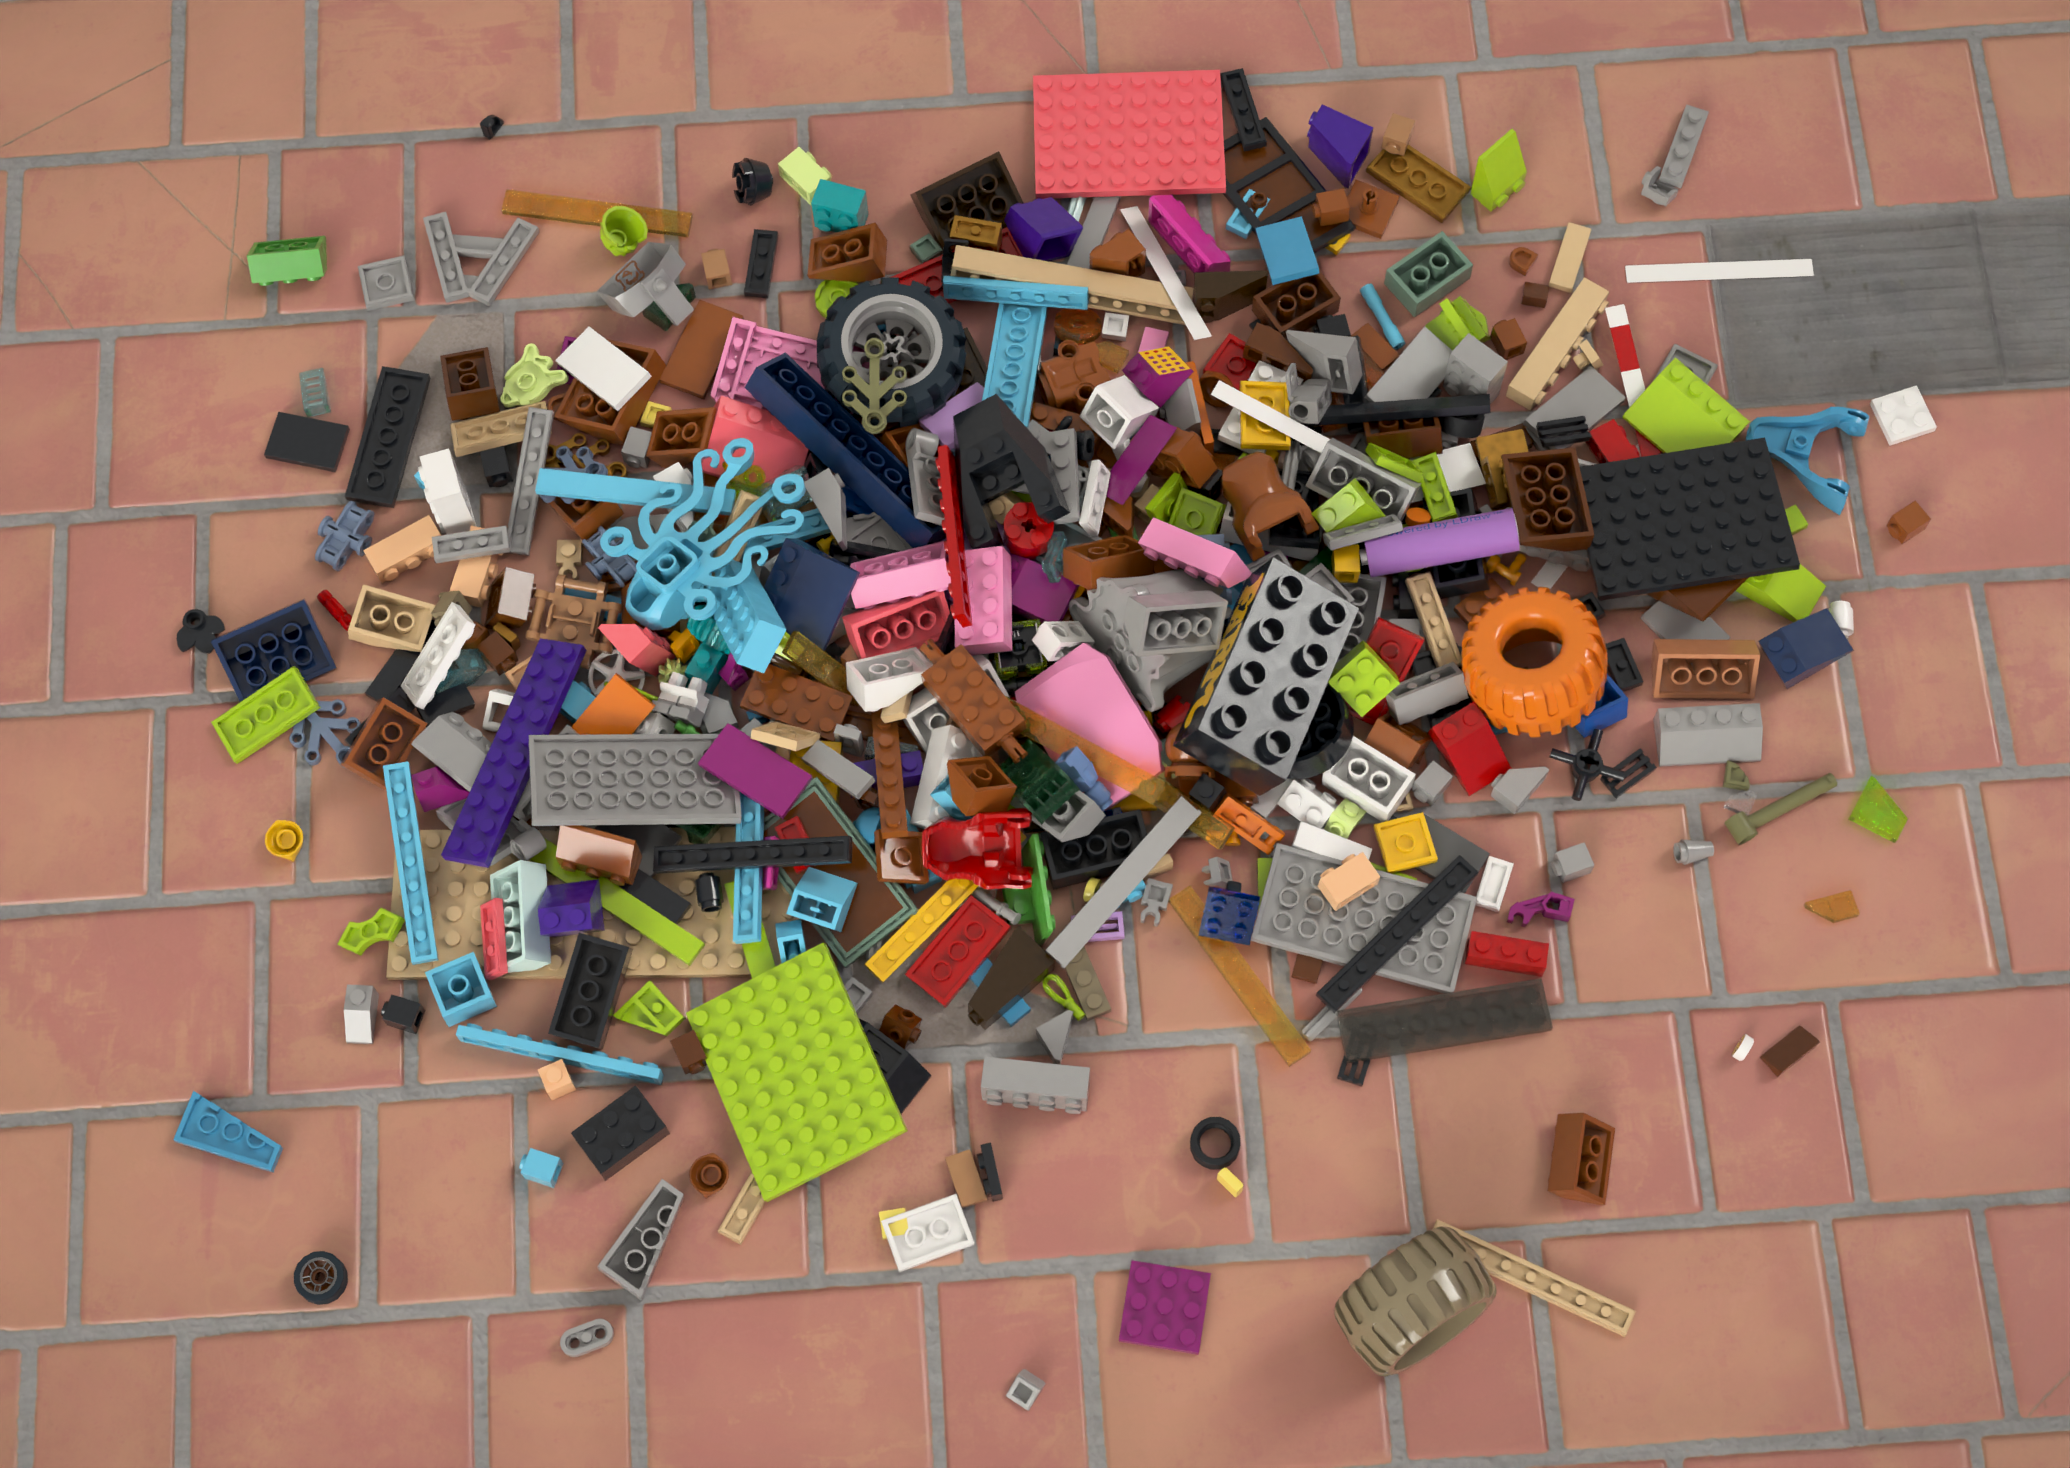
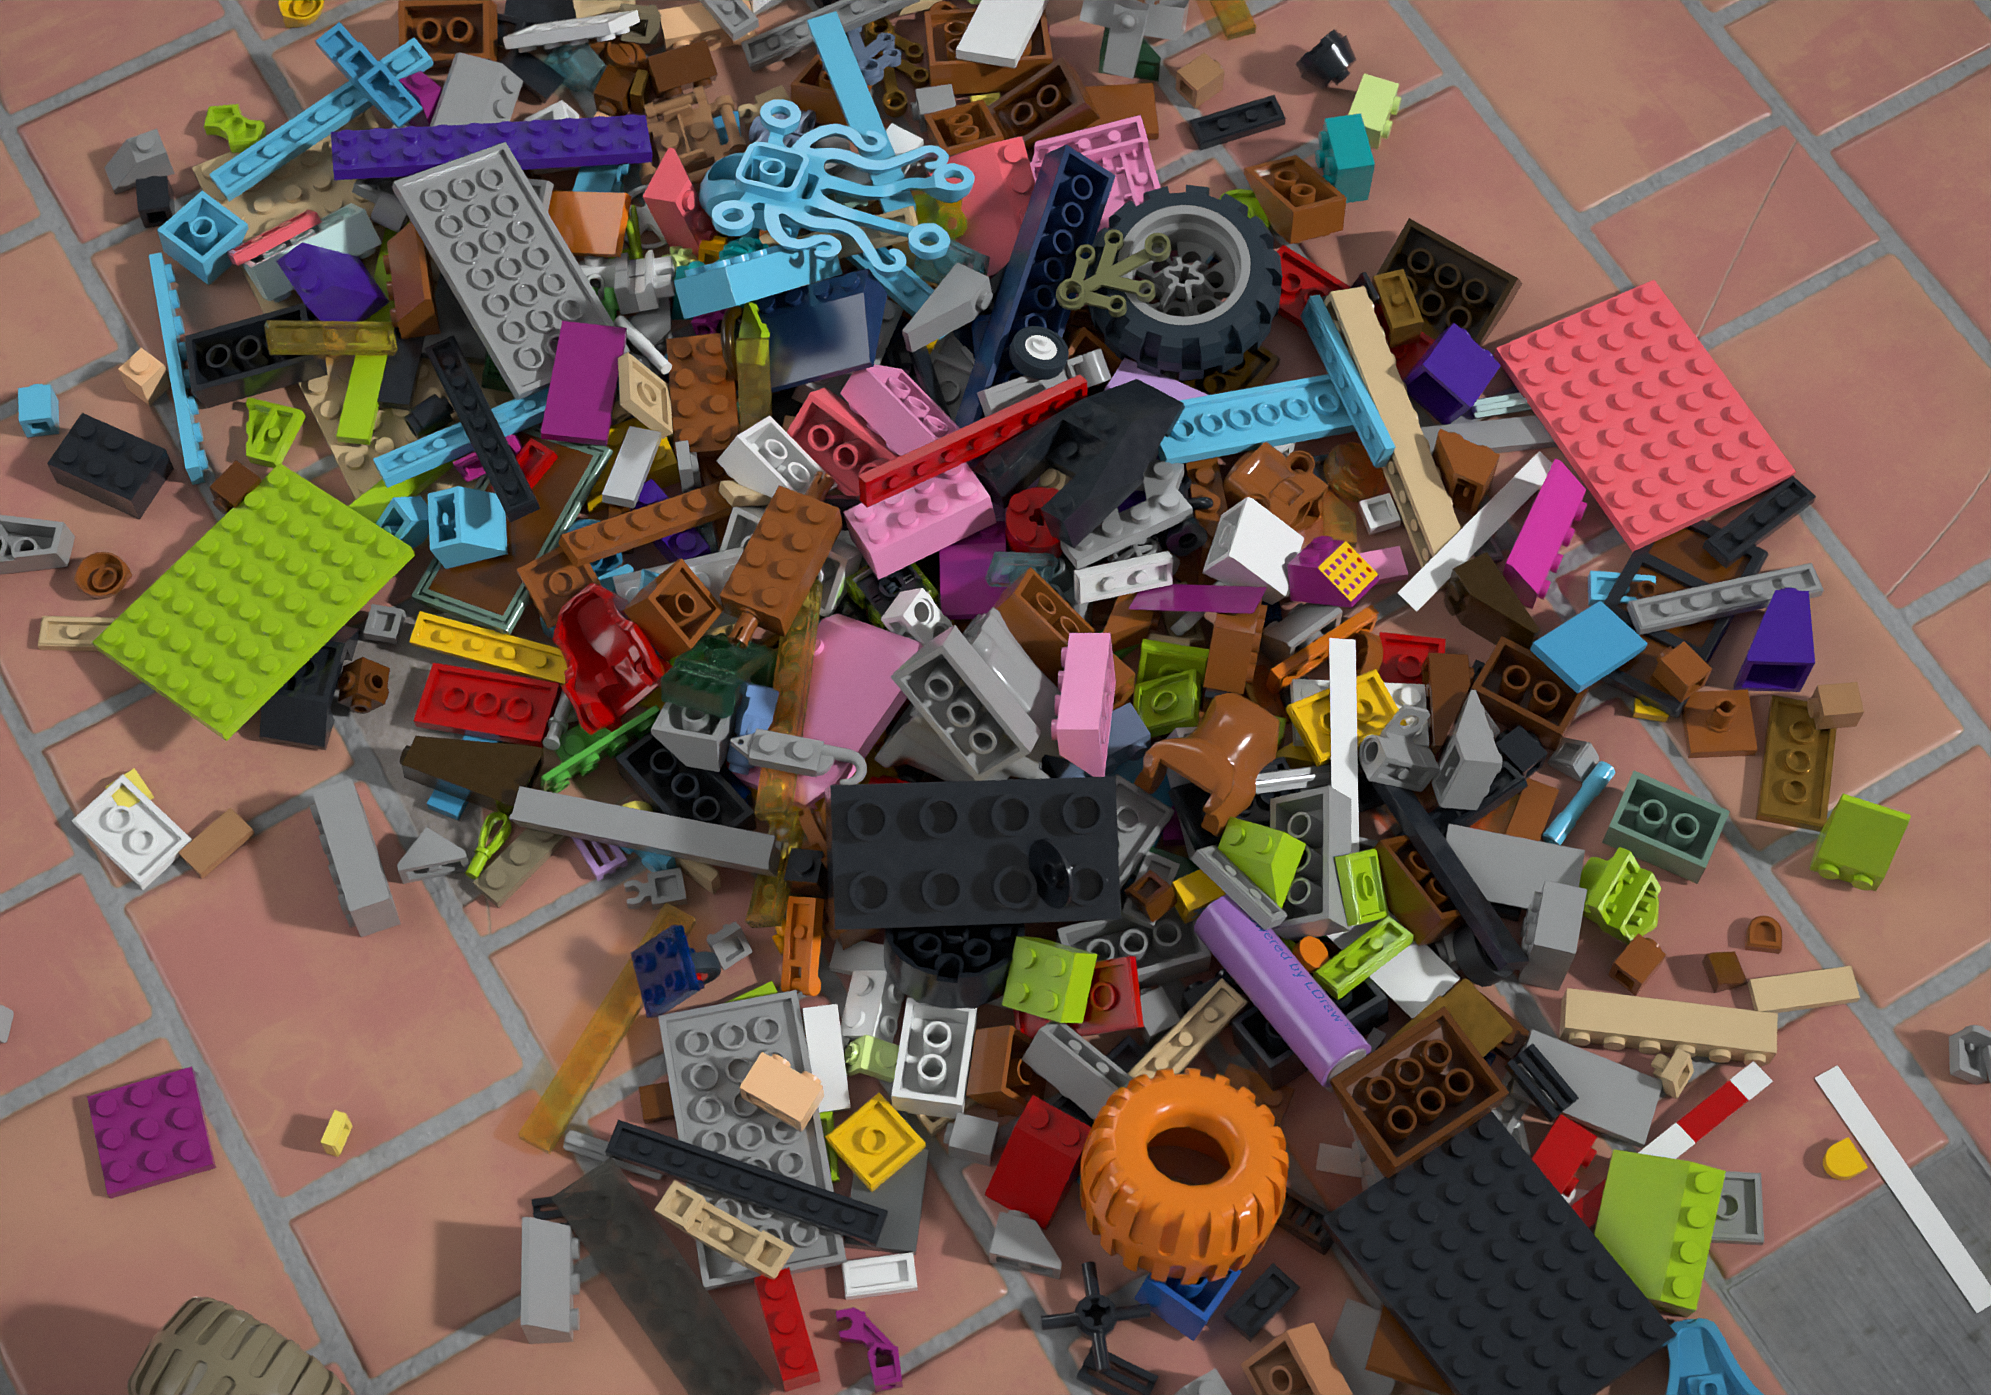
camera: 60 degrees right, 5 degrees down
(401, 810) = (368, 75): none -> dark azure slope
(617, 928) = (330, 338): none -> clear yellow tile
(685, 375) = (1045, 106): none -> reddish brown slope
(737, 722) = (644, 345): none -> white piece
(903, 465) = (1038, 353): none -> black wheel
(926, 249) = (1354, 268): sand green tile -> none
(987, 1162) = (228, 867): black plate -> none
(1128, 755) = (797, 754): none -> light grey plate
(1215, 1163) = (367, 1072): black tyre -> none
(1289, 158) = (1719, 599): none -> light grey tile
(1323, 626) = (1052, 873): none -> black dish
(1338, 585) = (1152, 895): none -> reddish brown slope
(1351, 302) = (1574, 758): none -> light grey slope
(1404, 1087) = (549, 1281): none -> light grey slope
(1429, 959) = (723, 1232): none -> tan slope
(1511, 573) = (1313, 1109): light orange piece -> none
(1572, 863) = (952, 1358): light grey brick -> none
(1687, 294) = (1843, 1160): none -> yellow tile

